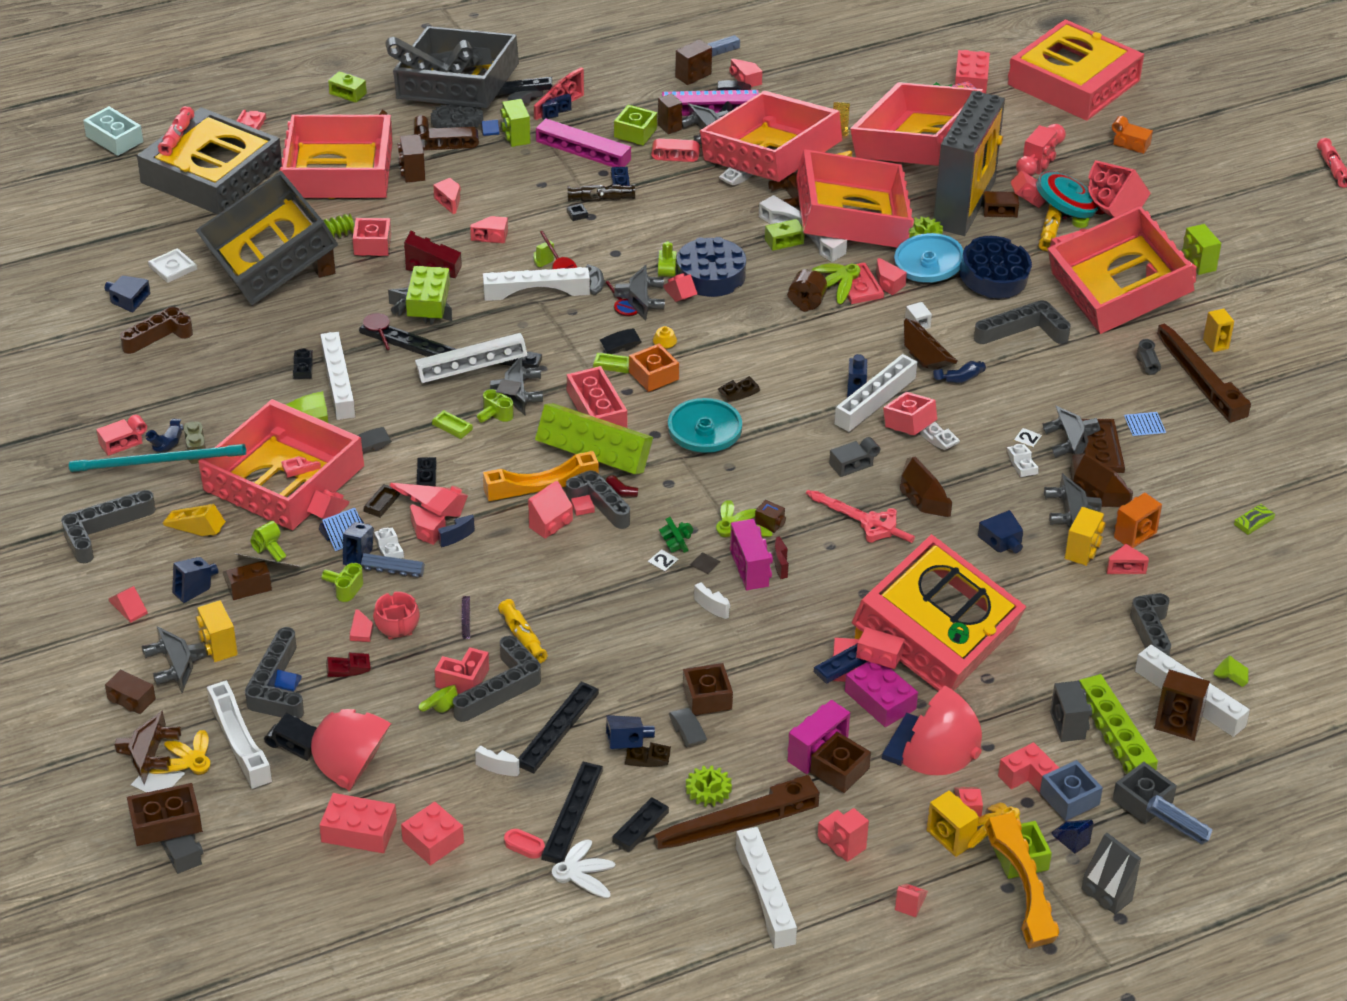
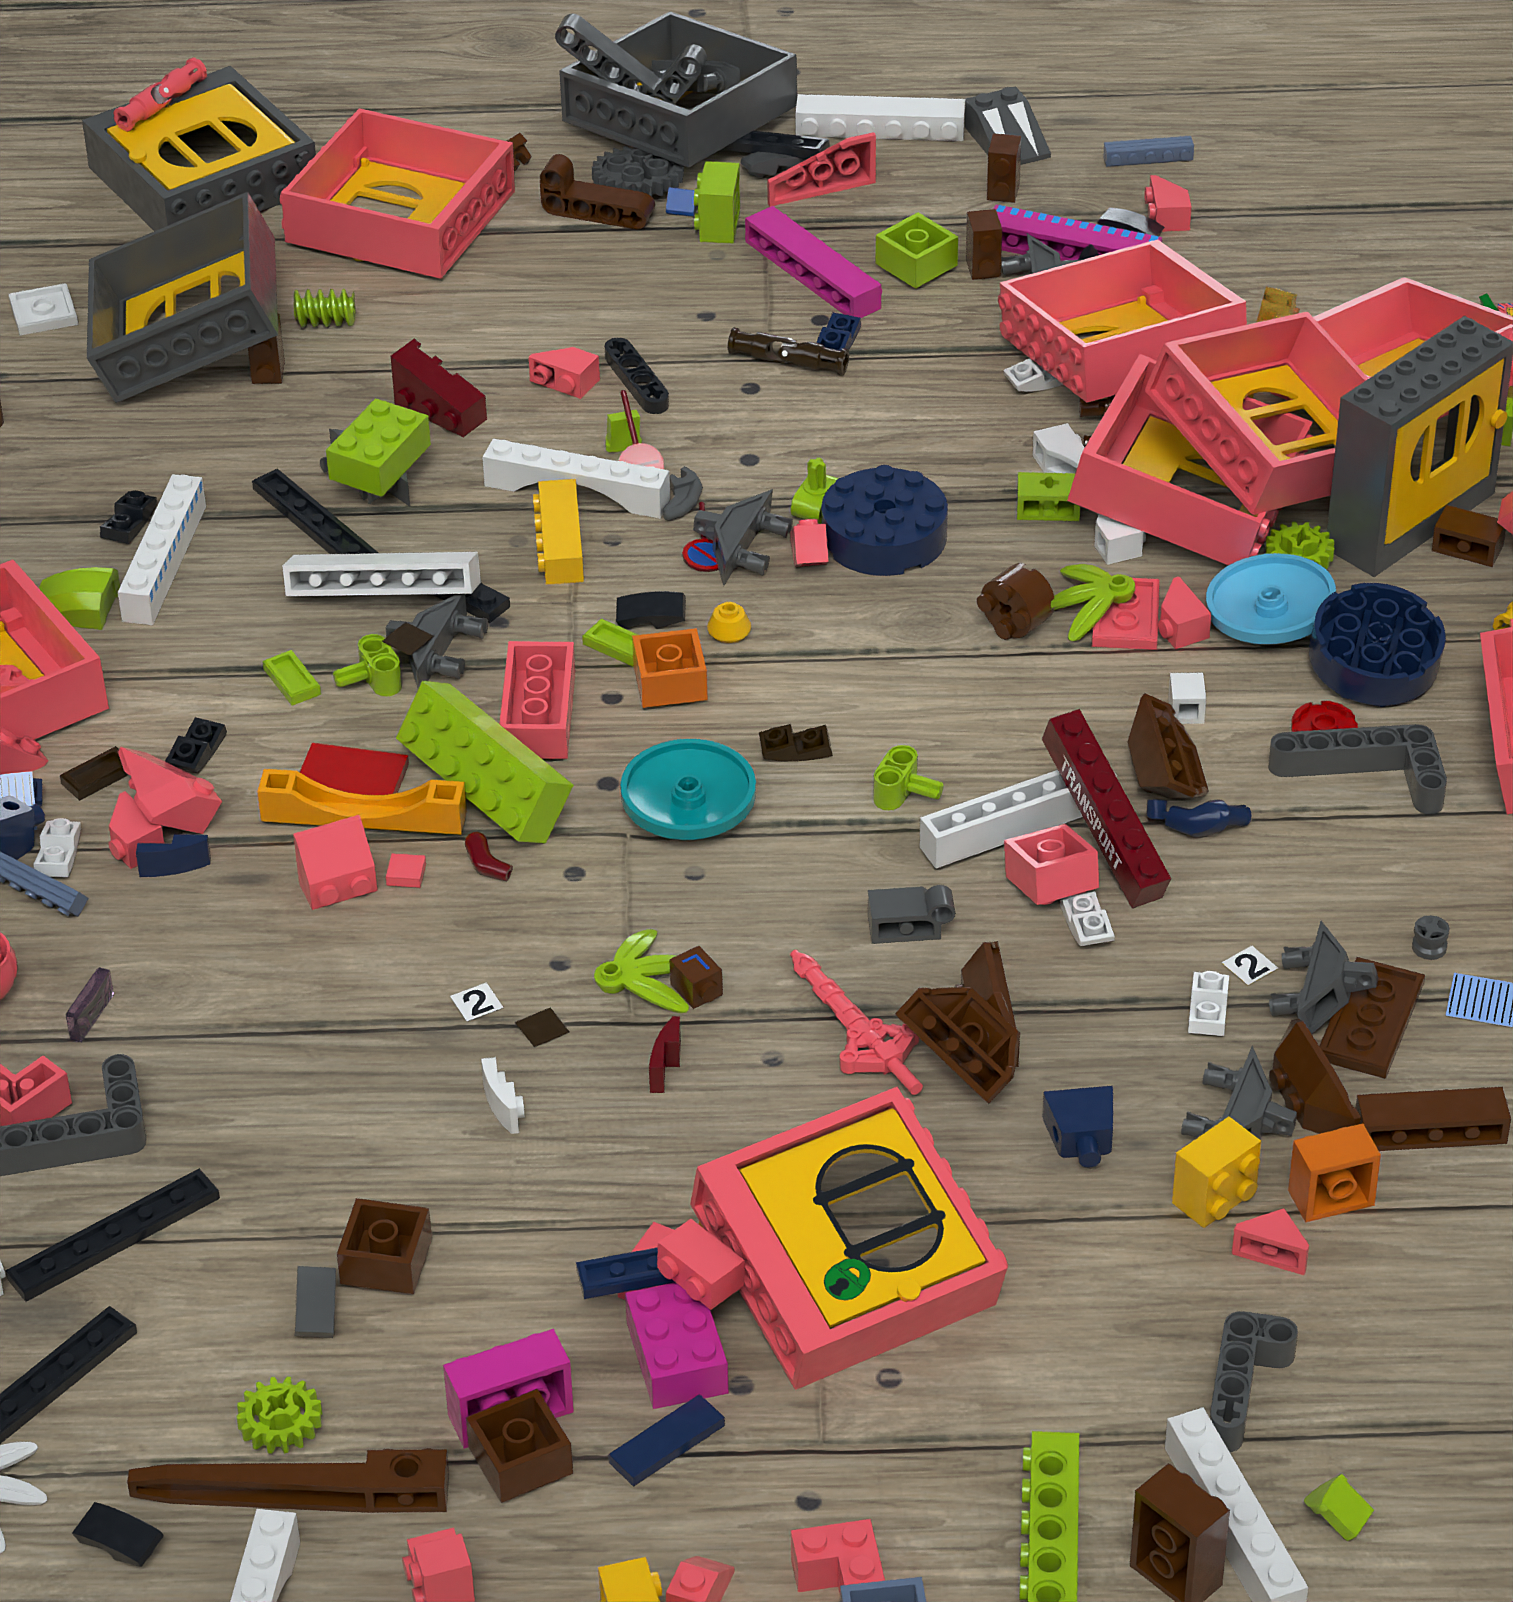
camera: 25 degrees right, 0 degrees up
(113, 131) = (92, 75): light aqua brick -> none
(253, 118) = (313, 108): coral plate -> none
(347, 87) = (498, 84): lime brick -> none
(372, 236) = (366, 336): coral brick -> none
(374, 439) = (146, 667): dark grey slope -> none
(377, 322) = (282, 478): piece -> none
(411, 158) = (512, 223): reddish brown brick -> none
(448, 194) = (539, 295): coral slope -> none
(515, 215) = (642, 373): none -> black beam
(521, 461) = (355, 769): none -> red tile
(521, 629) = (162, 1056): yellow piece -> none
(546, 313) = (560, 537): none -> yellow brick
(556, 105) = (807, 189): dark blue slope -> none
(566, 60) = (885, 116): none -> white brick
(577, 212) = (730, 375): black tile -> none
(602, 496) = (436, 839): dark grey beam -> none
(627, 731) = (202, 1278): dark blue torso -> none
(636, 51) = (1009, 114): none -> dark grey slope
(640, 824) = (127, 1444): black plate -> none
(653, 72) = (1004, 167): none -> reddish brown brick
(653, 756) = (220, 1331): dark brown slope -> none
(668, 866) = (119, 1533): none -> black slope
(675, 150) = (959, 308): coral beam -> none
(677, 542) = (518, 965): green hips -> none
(693, 62) = (1083, 165): reddish brown brick -> none
(750, 554) = (610, 1033): dark pink brick -> none
(804, 392) = (898, 777): none -> lime beam
(856, 370) = (1003, 766): dark blue torso -> none
(890, 136) = (1202, 392): none -> coral door
(924, 378) = (1106, 808): none -> dark red brick
(927, 507) = (965, 1035): none -> reddish brown wedge
(944, 737) = (717, 1458): coral brick -> none
(986, 310) = (1322, 717): none -> red tile
(1070, 711) = (978, 1484): dark grey brick -> none
(1105, 400) = (1430, 937): none -> dark grey wheel
(1166, 481) = (1436, 1118): none -> reddish brown brick

